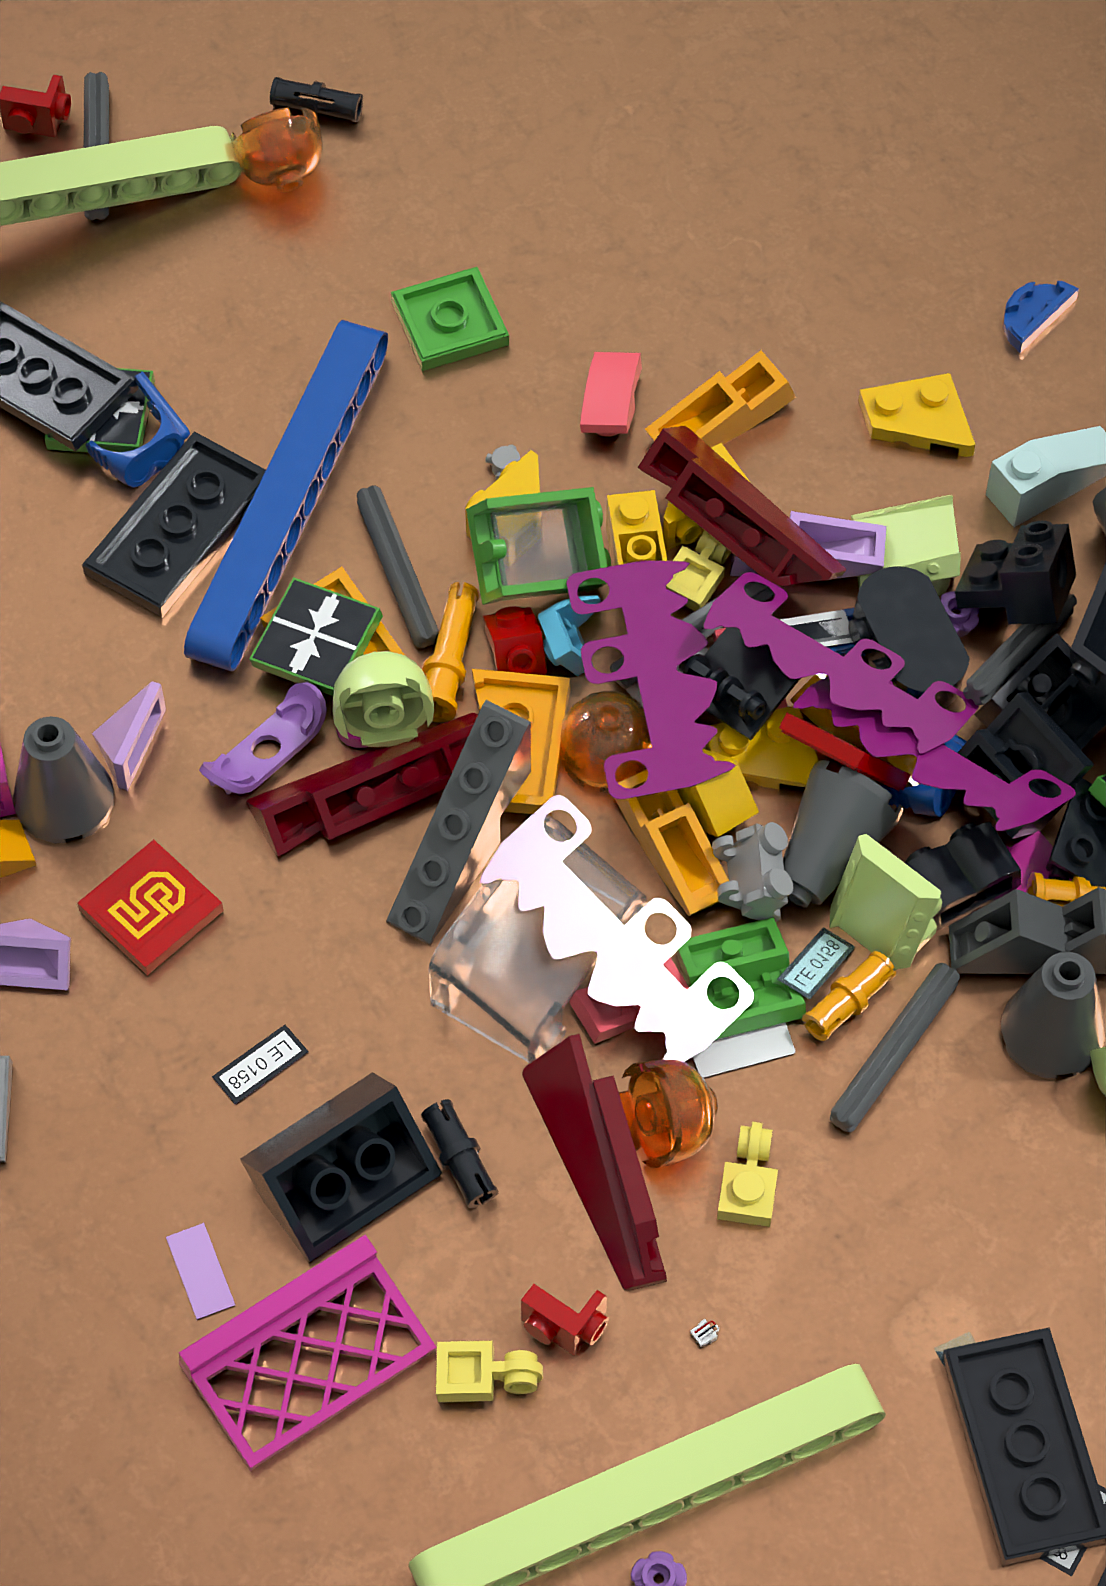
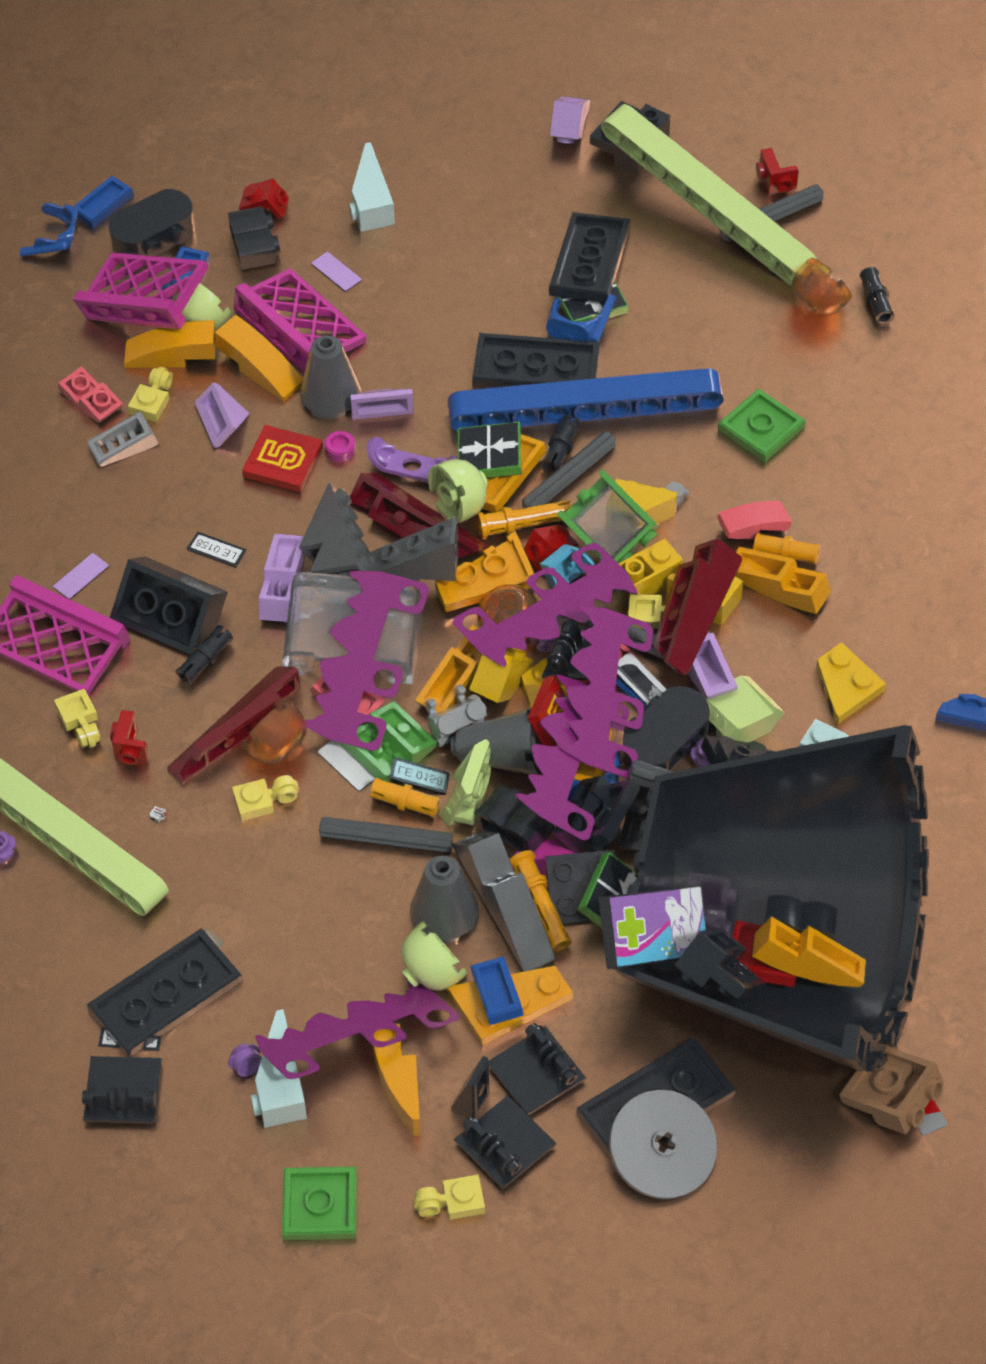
camera: 65 degrees right, 5 degrees down
(173, 824) = (340, 446): none -> dark pink tile
(344, 552) = (560, 444): none -> black pin
(366, 892) = (334, 537): none -> dark grey slope
(377, 993) = (282, 563): none -> lavender slope
(676, 380) = (787, 547): none -> light orange pin

